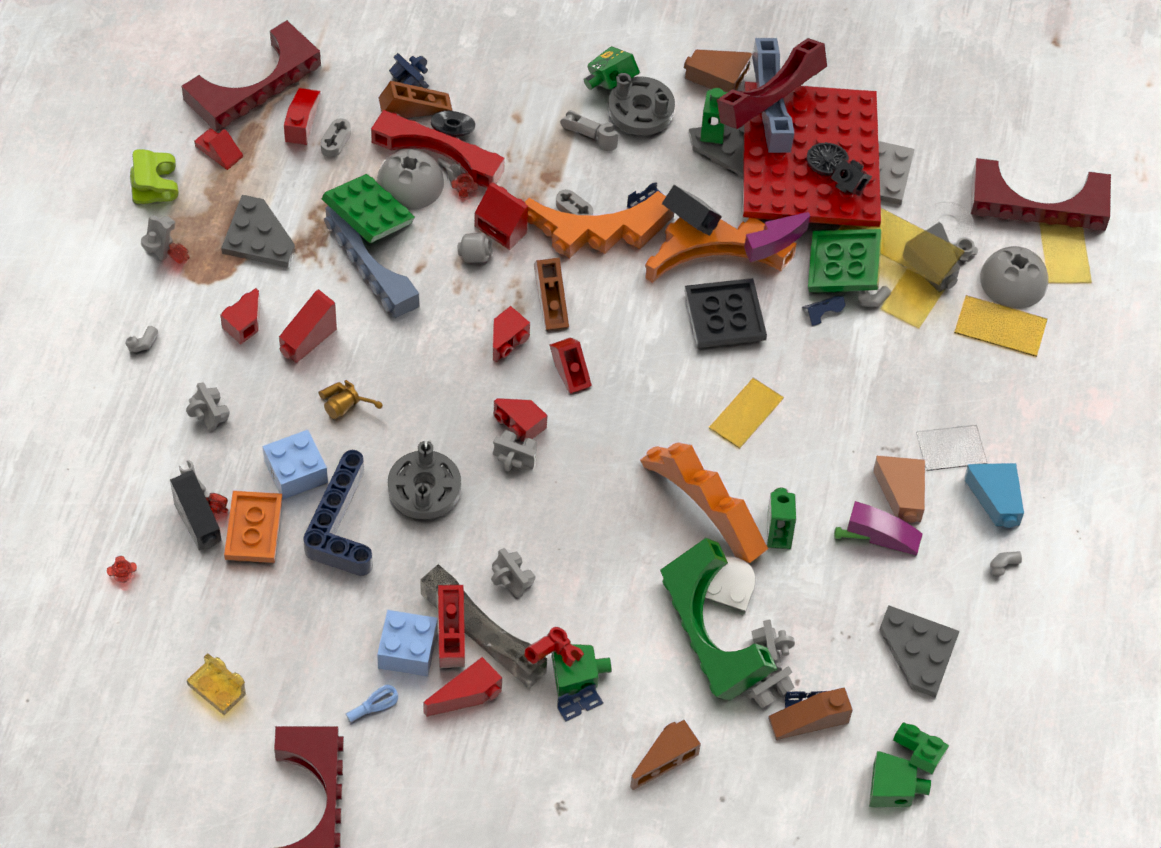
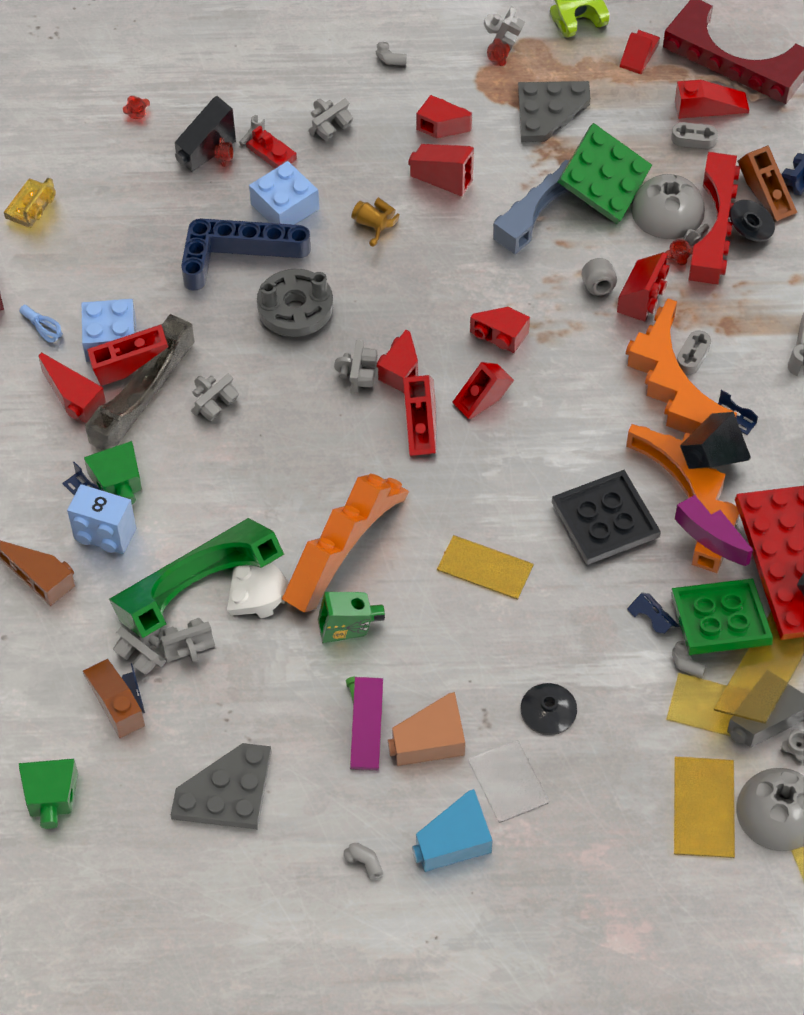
camera: 80 degrees right, 0 degrees up
(223, 466) = (270, 148): none -> red plate
(253, 526) = (208, 186): orange plate -> none
(551, 293) = (568, 353): dark orange slope -> none
(556, 642) = (128, 435): red bar -> none
(583, 415) = (420, 414): none -> red slope
(633, 684) = (102, 519): none -> light blue brick
(889, 410) = (548, 719): none -> black dish
(927, 749) = (93, 814): green plate -> none

